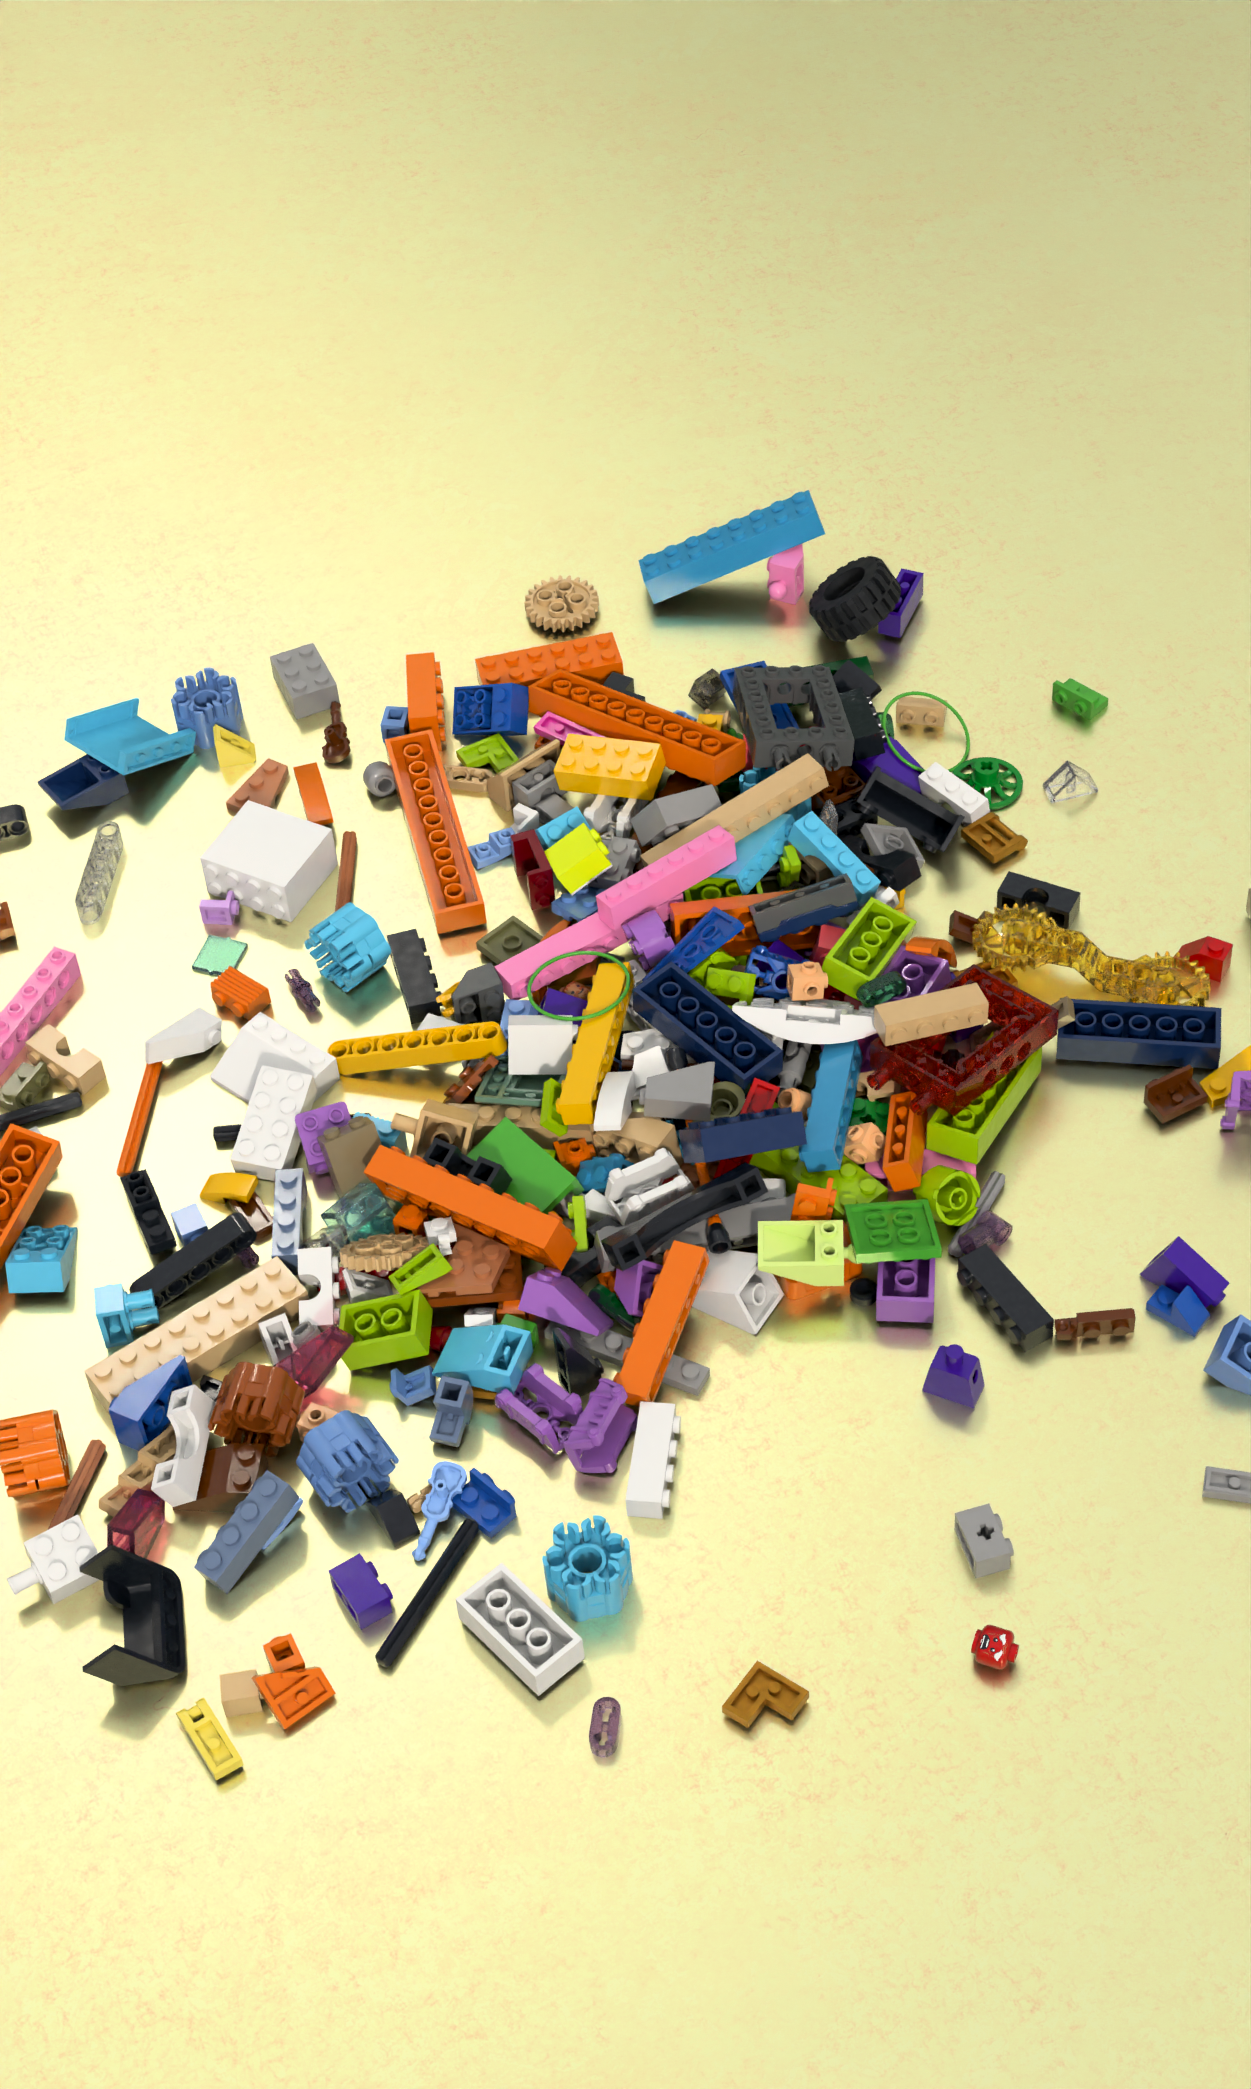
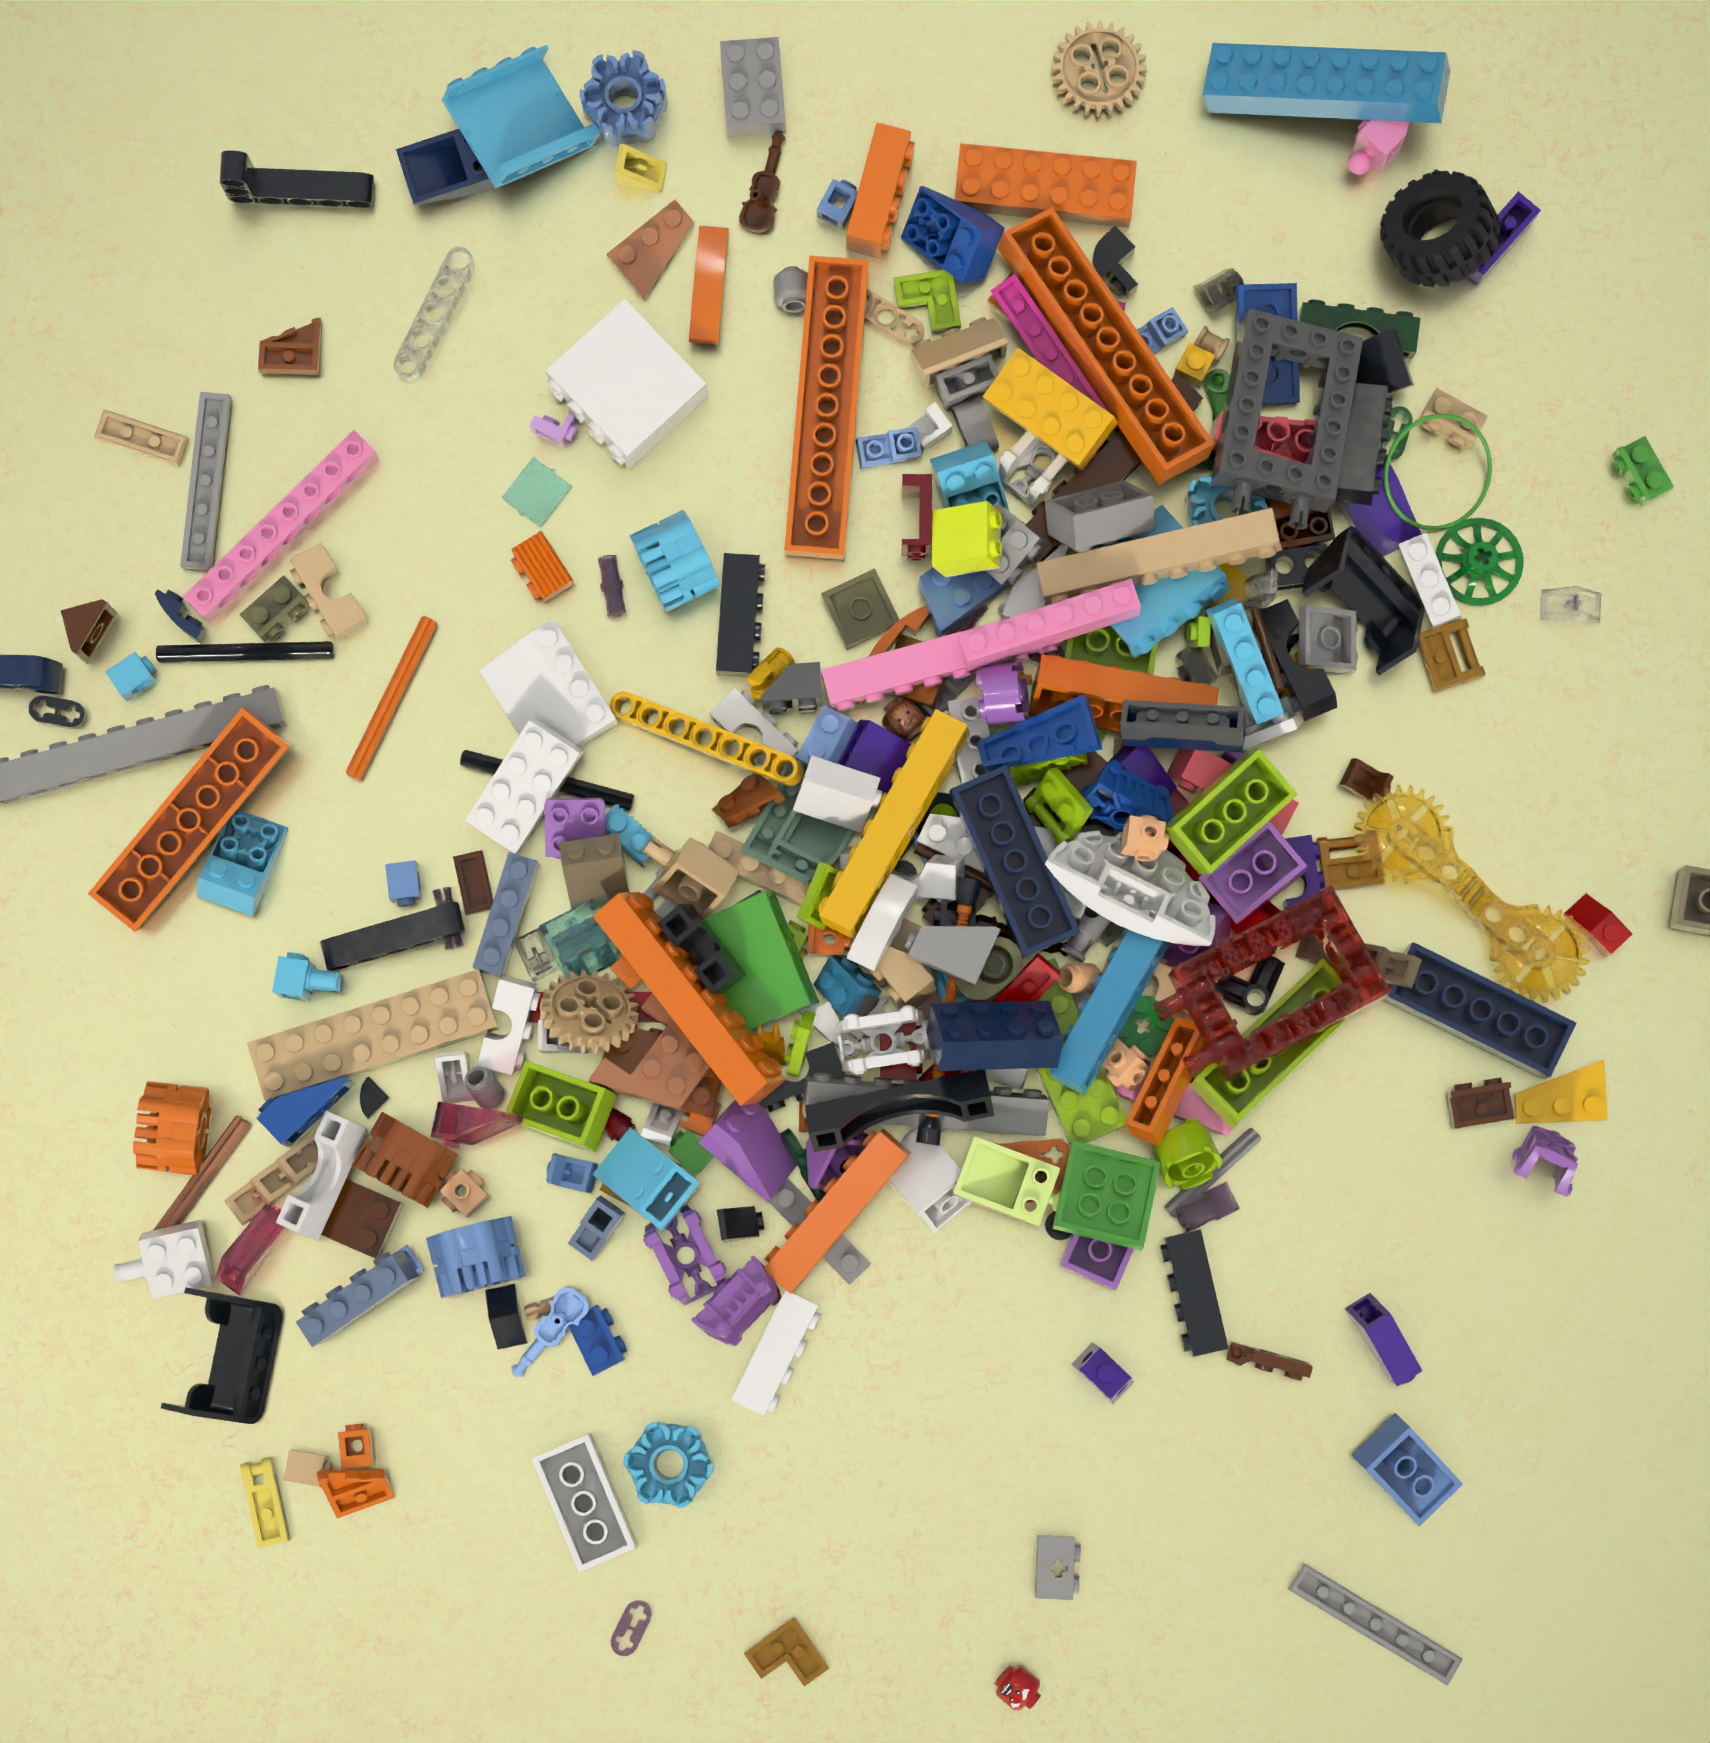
camera: 15 degrees right, 35 degrees up
(148, 1212) = (365, 846): black slope -> none
(185, 1037) = (470, 614): white slope -> none
(229, 1186) = (457, 839): yellow slope -> none
(346, 869) = (709, 428): nougat axle -> none
(361, 1591) = (450, 1397): dark purple brick -> none
(420, 1270) = (627, 1073): lime slope -> none
(426, 1593) = (513, 1418): black axle -> none
(441, 1233) = (649, 1017): white plate -> none
(586, 1016) = (890, 686): bright green piece -> none
(813, 1202) = (1033, 1138): orange bracket -> none
(881, 989) = (1219, 881): clear green beam -> none
(931, 1014) = (1249, 961): tan brick -> none
(932, 947) = (1297, 833): orange slope -> none
(1058, 902) = (1479, 786): black arch -> none
(1180, 1309) = (1362, 1369): blue slope -> none

